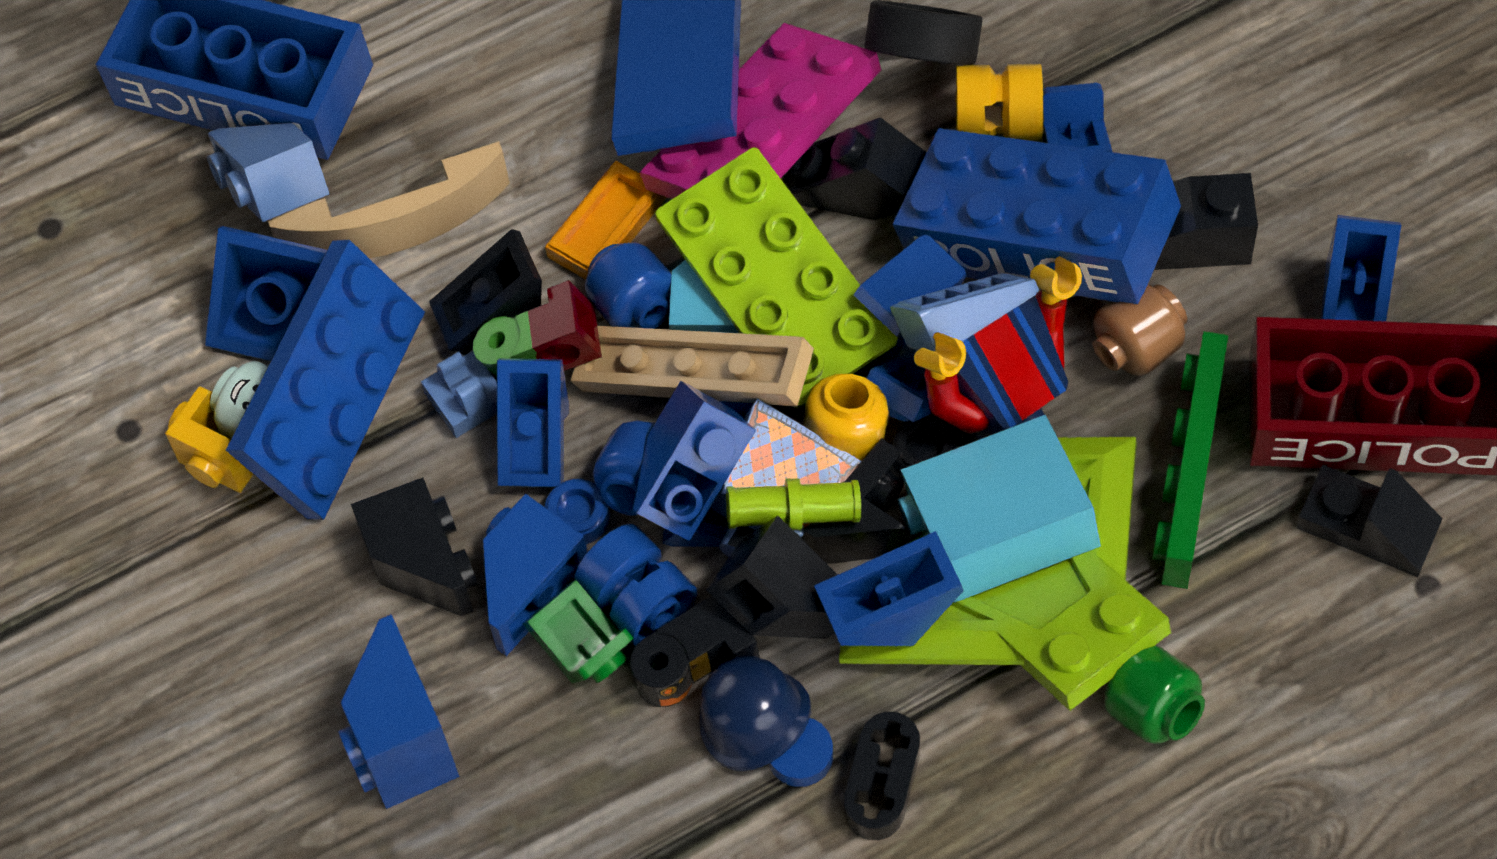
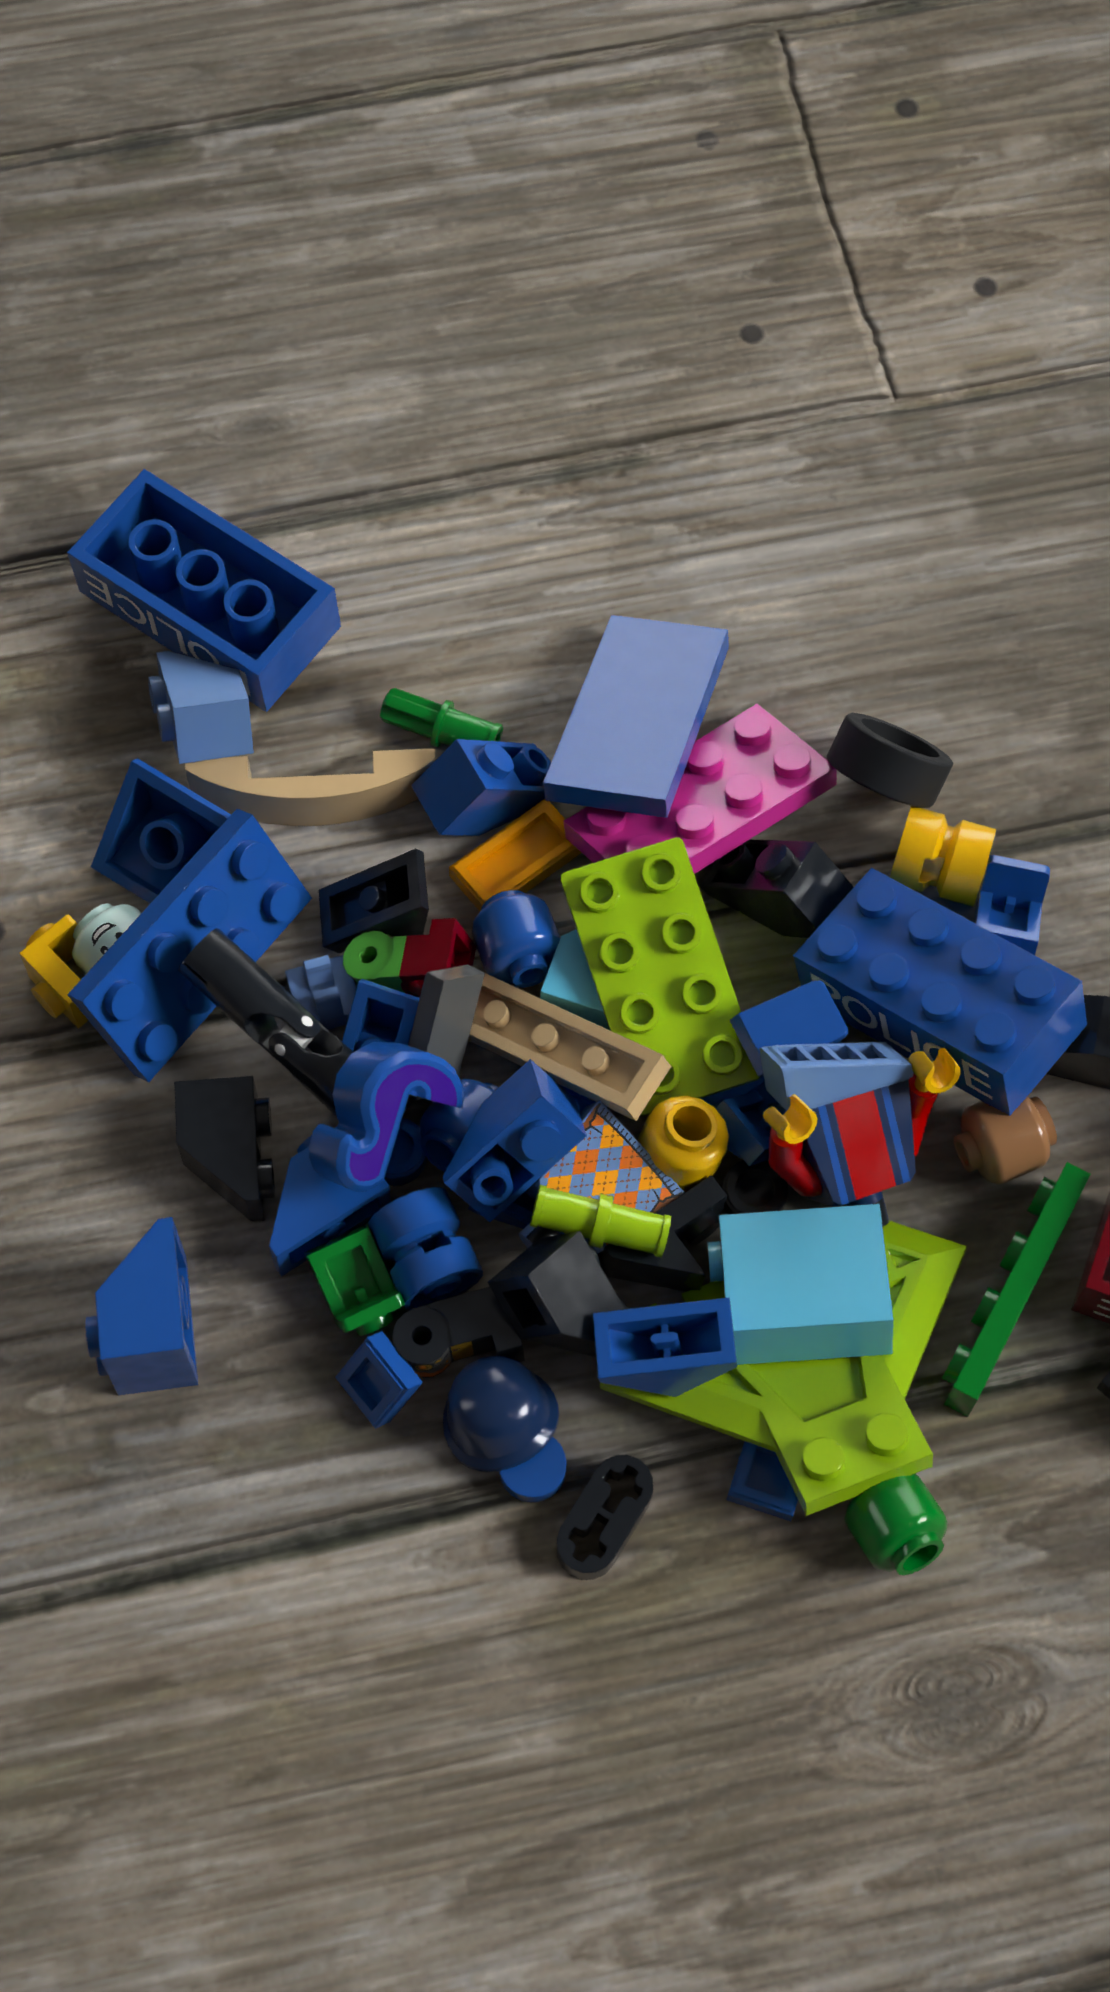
camera: 10 degrees right, 5 degrees up
(461, 434) = (252, 1002): none -> black piece
(496, 123) = (435, 720): none -> green axle
(545, 465) = (370, 1106): none -> blue animal
(553, 164) = (481, 785): none -> blue slope
(587, 385) = (446, 1013): none -> dark grey tile
(630, 715) = (378, 1379): none -> blue tile
(1019, 700) = (762, 1483): none -> blue tile

